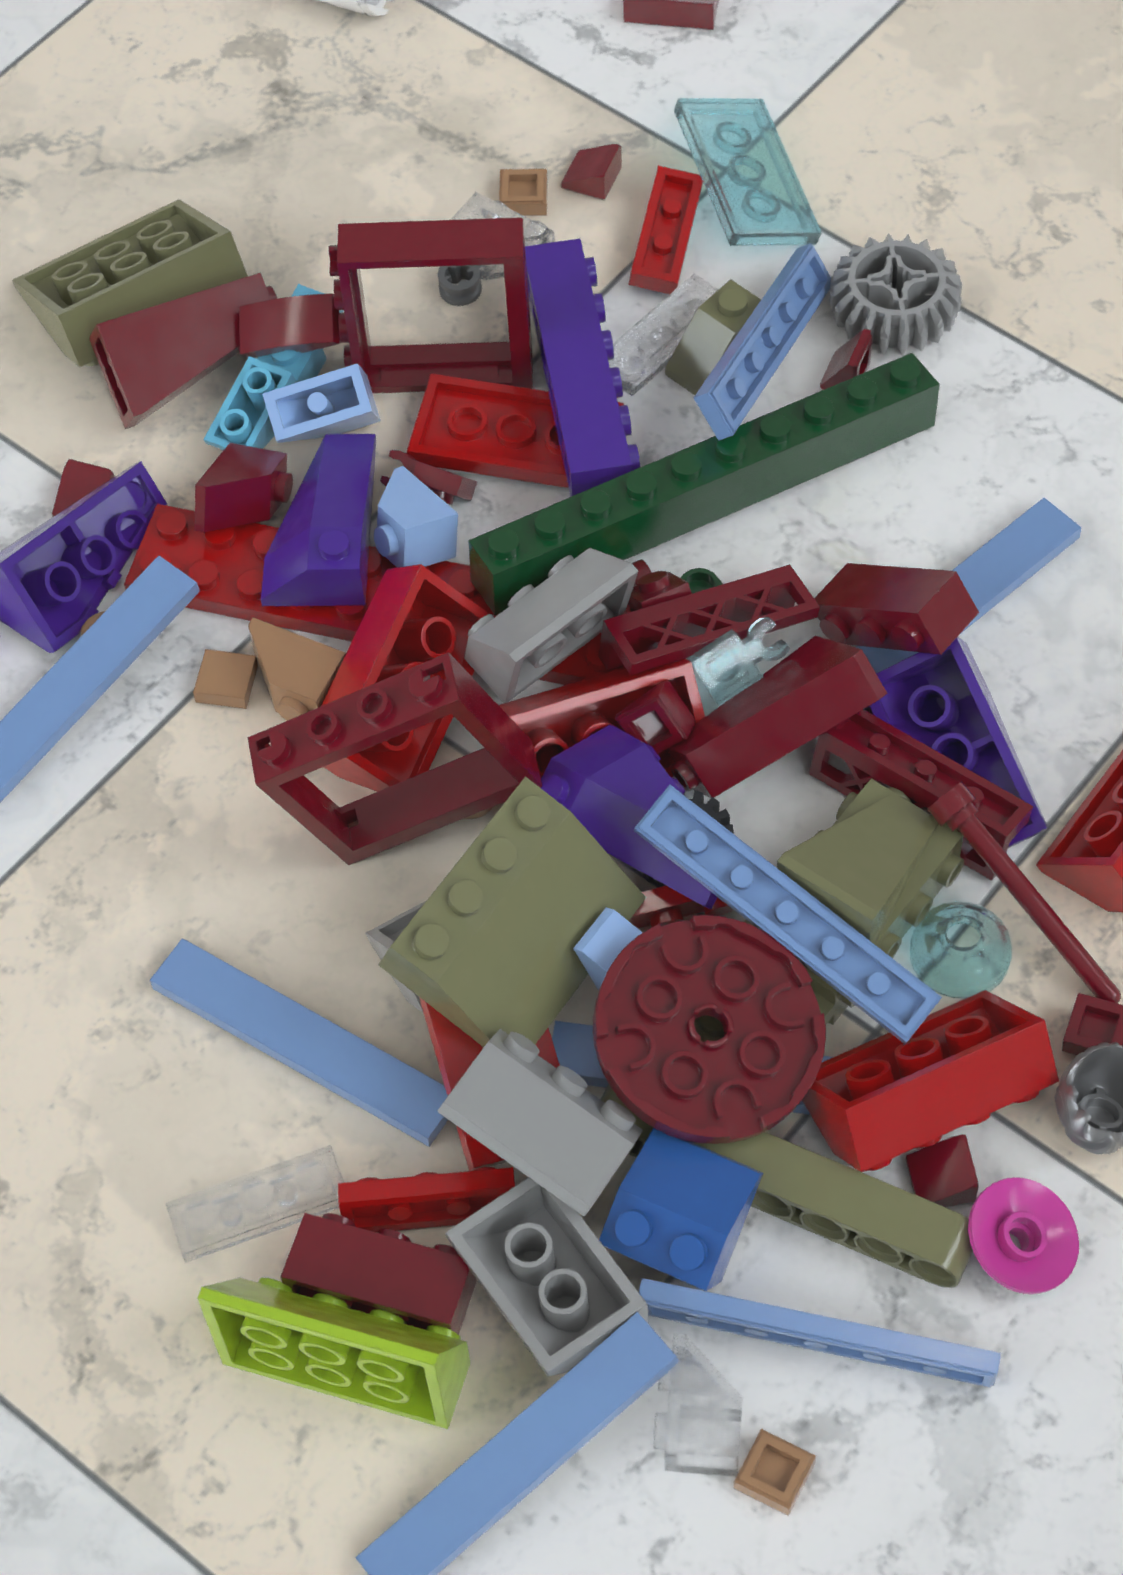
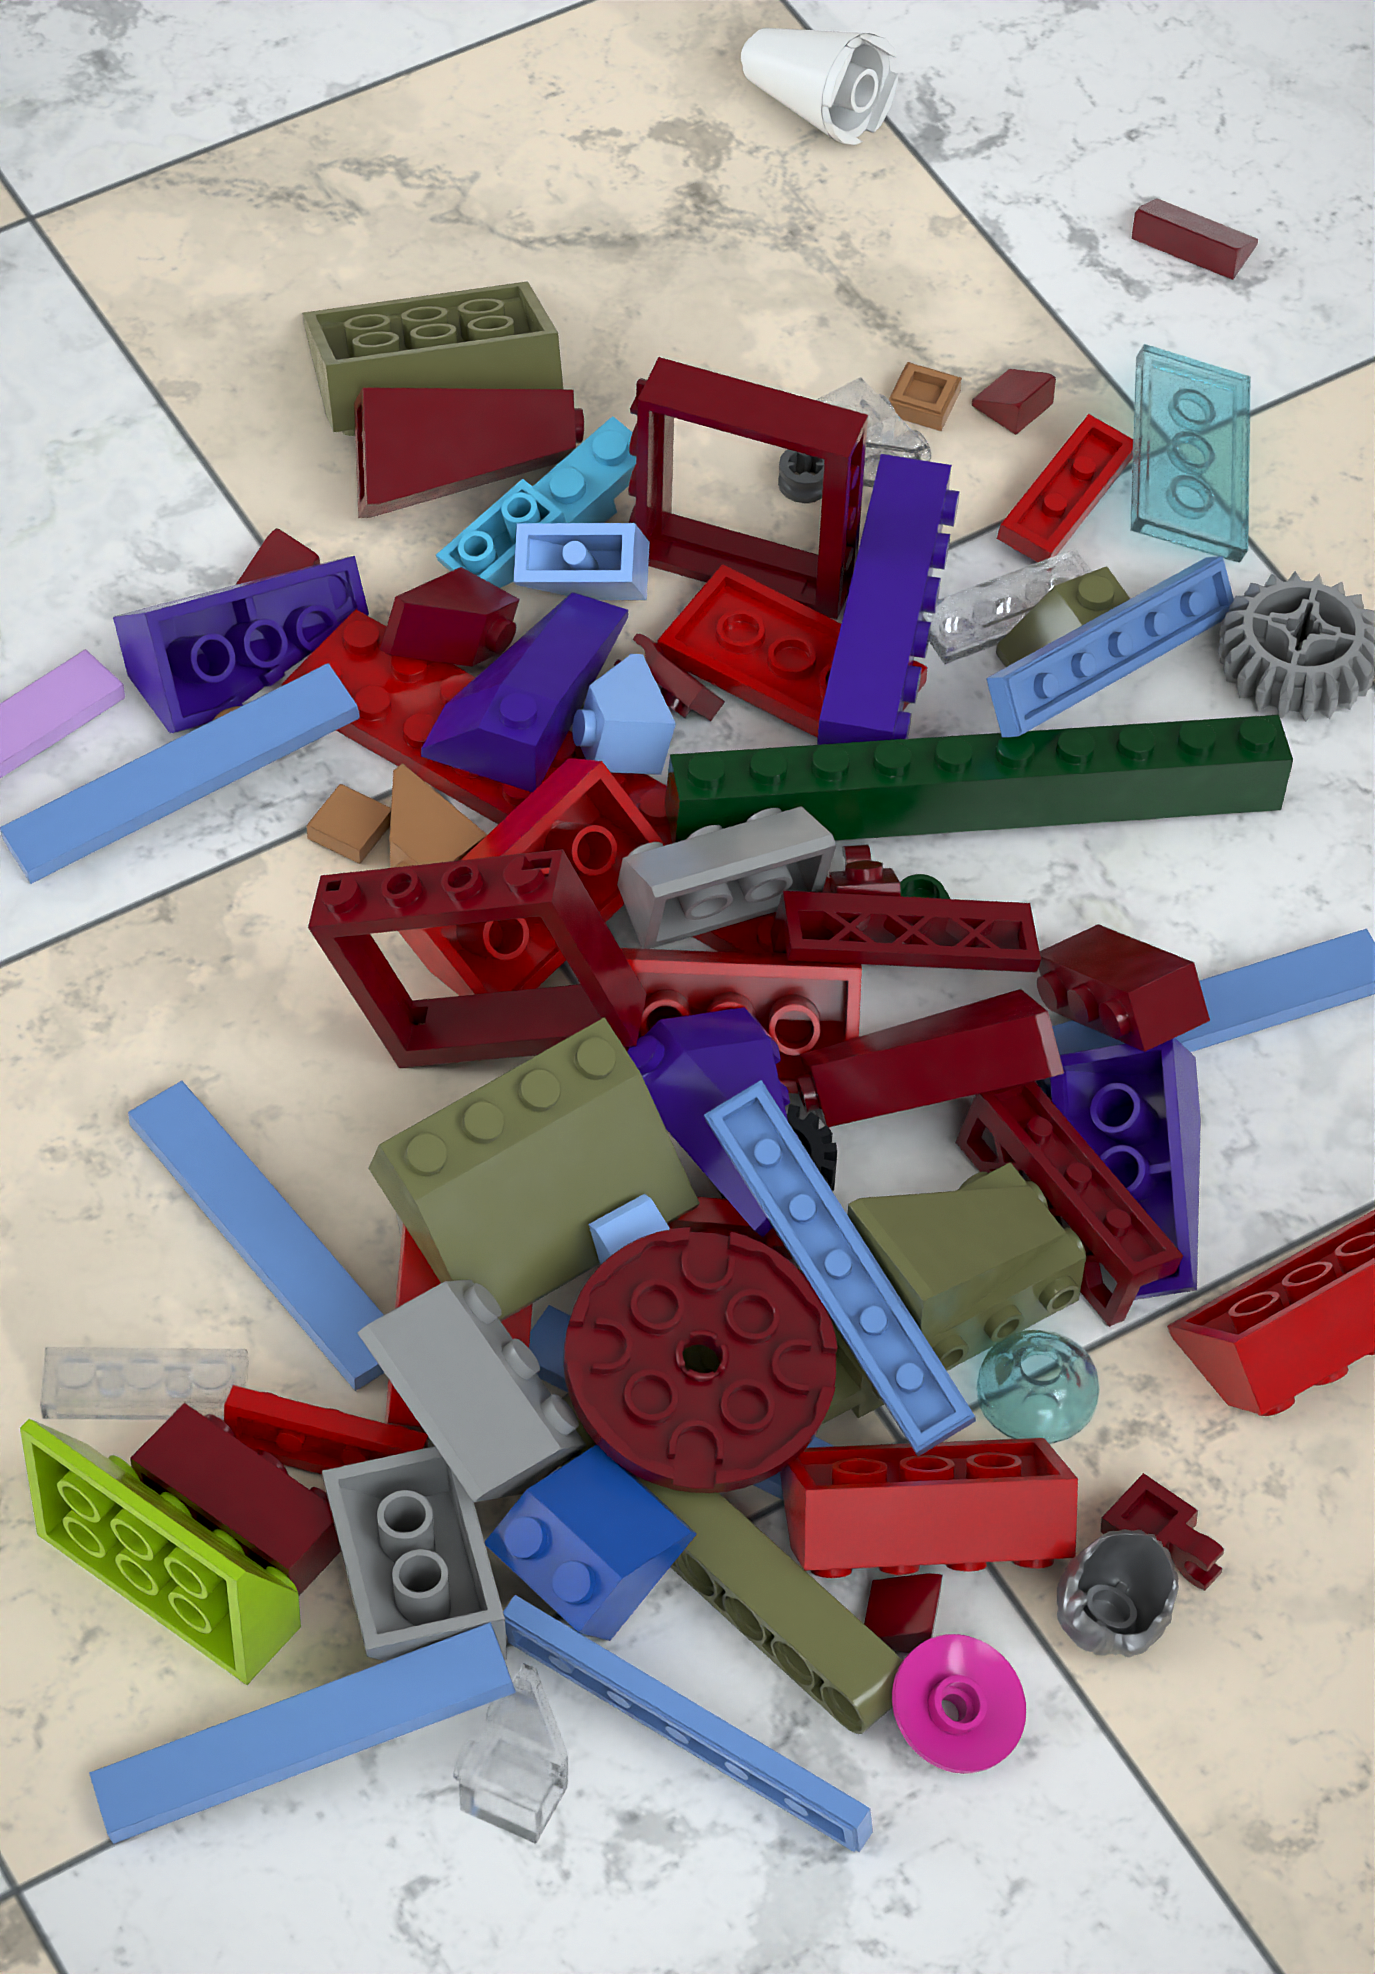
camera: 15 degrees right, 5 degrees down
(288, 323) = (578, 456): dark red slope -> none
(658, 718) = (801, 1019): dark red slope -> none
(730, 663) = (908, 988): clear light blue plate -> none
(774, 1472) = (576, 1851): medium nougat tile -> none
(849, 360) = (1217, 701): dark red slope -> none
(959, 812) = (1086, 1225): dark red piece -> none

